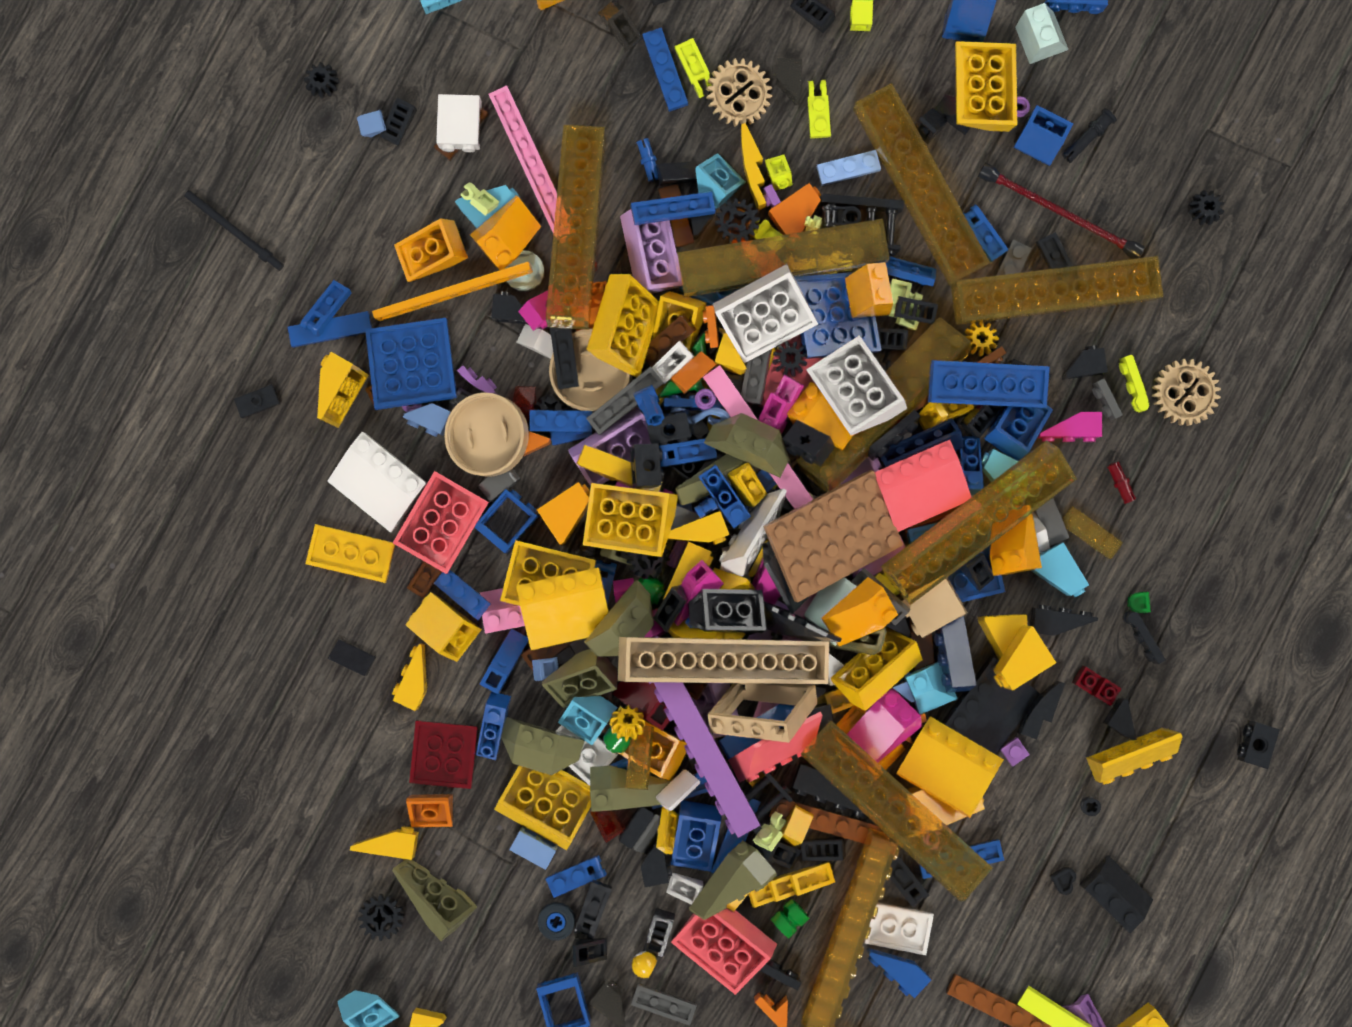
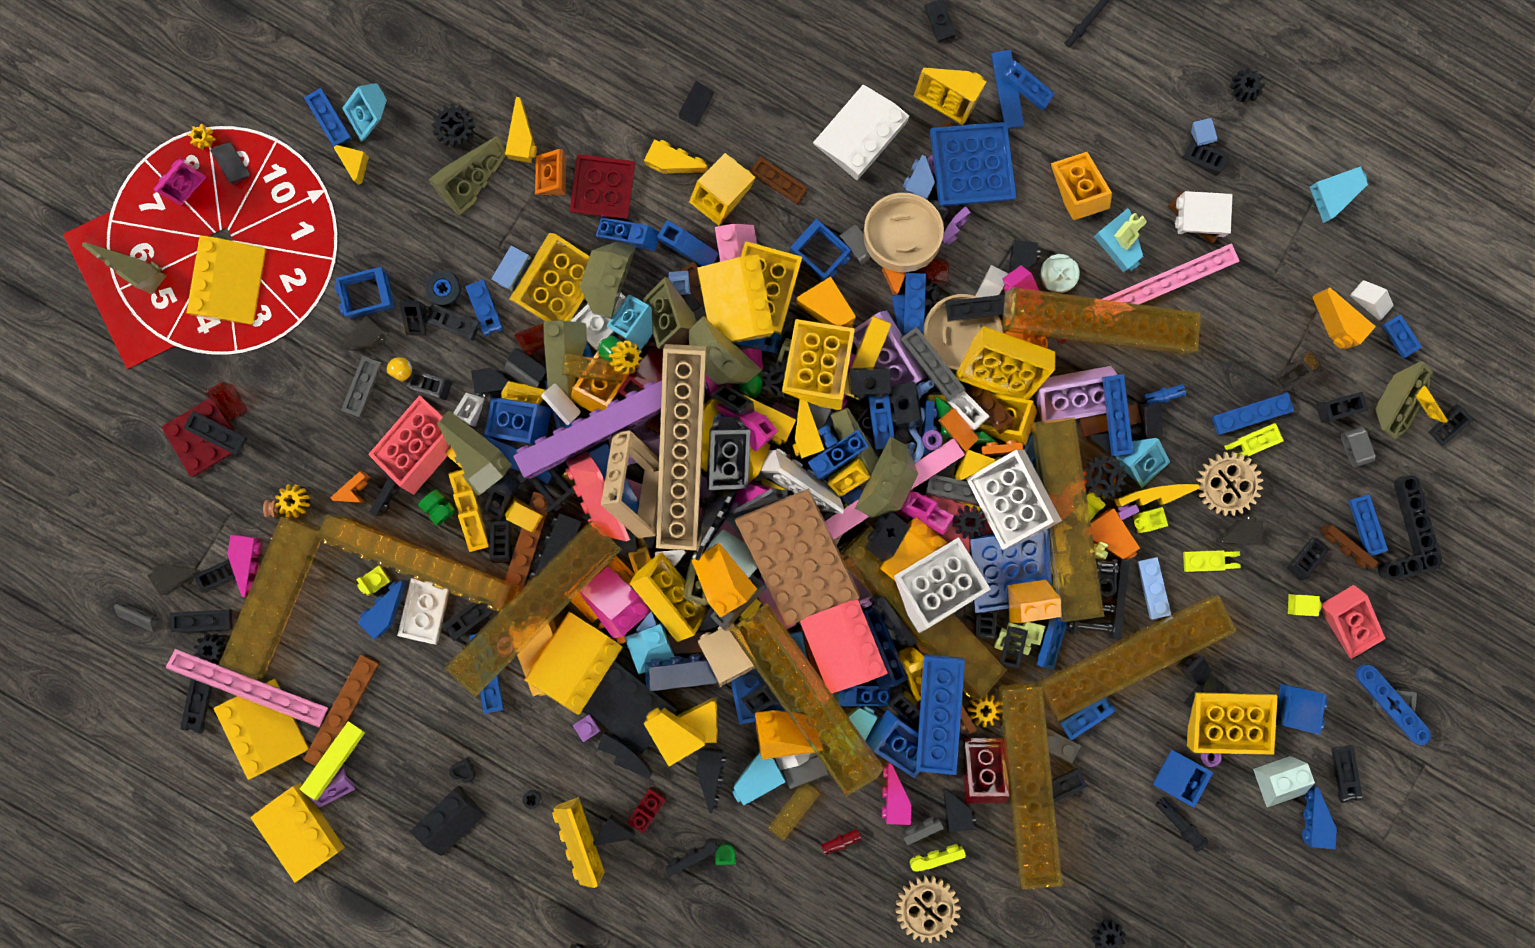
camera: 90 degrees right, 0 degrees up
(350, 553) = (794, 104): yellow tile -> none
(440, 522) = (821, 187): coral slope -> none
(453, 291) = (1041, 205): light orange tile -> none
(462, 594) = (753, 207): blue plate -> none
(506, 233) = (1096, 257): light orange slope -> none
(648, 402) = (930, 384): blue piece -> none
(770, 834) = (516, 490): yellowish green plate -> none
(869, 983) = (373, 581): none -> neon yellow bracket
(1043, 336) = (985, 771): none -> dark red slope
(1131, 248) = (1070, 860): dark red hose -> none

